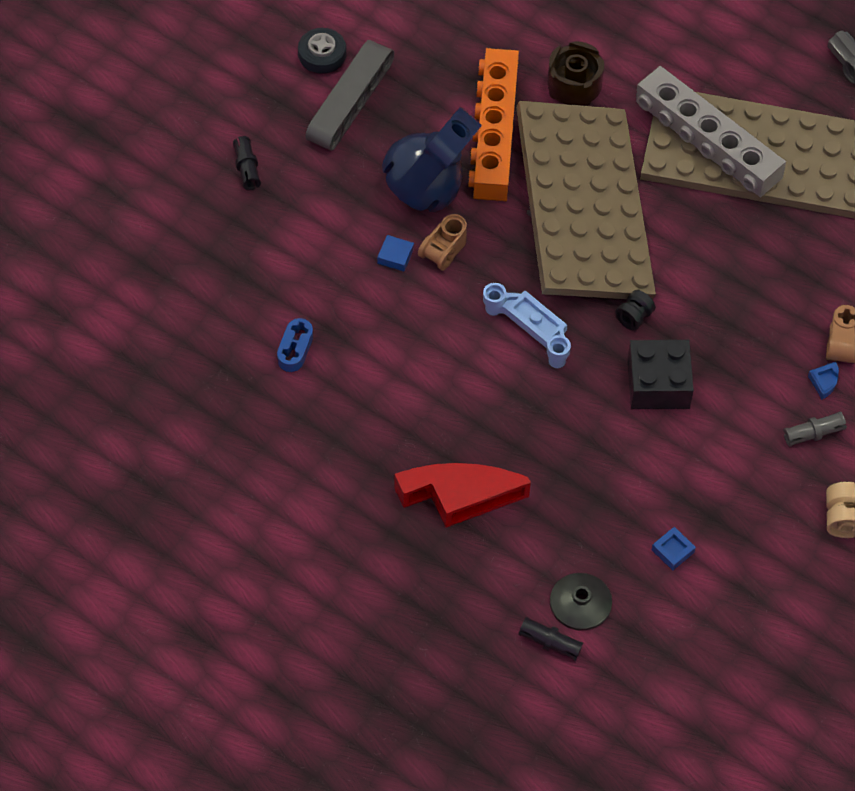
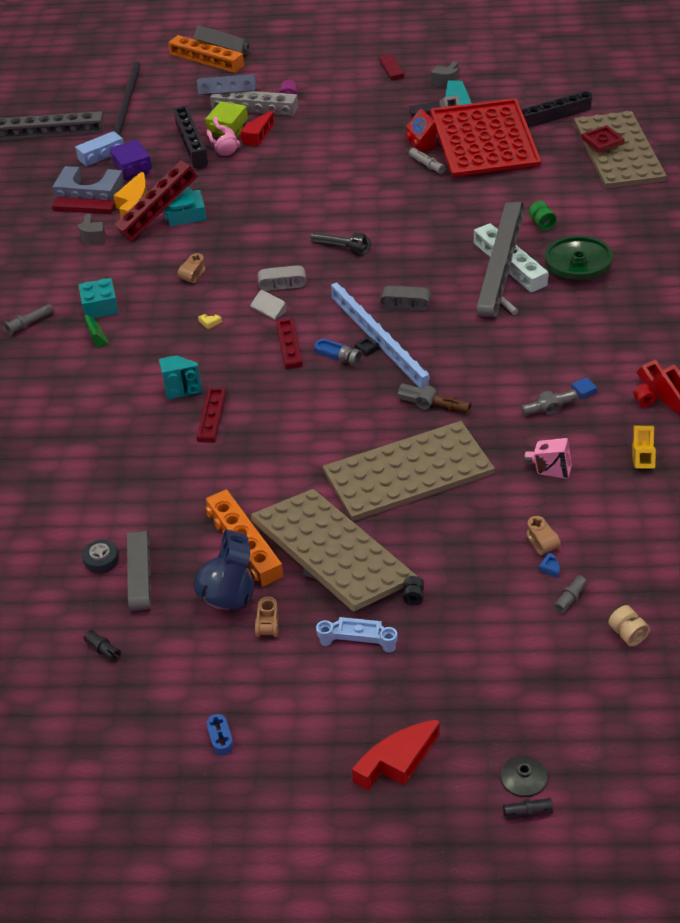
camera: 30 degrees left, 15 degrees down
(395, 253) = (240, 643): blue tile -> none
(575, 74) = (269, 484): dark brown brick -> none
(660, 374) = (459, 616): black brick -> none
(673, 548) = (551, 710): blue tile -> none
(710, 131) = (375, 470): light grey brick -> none

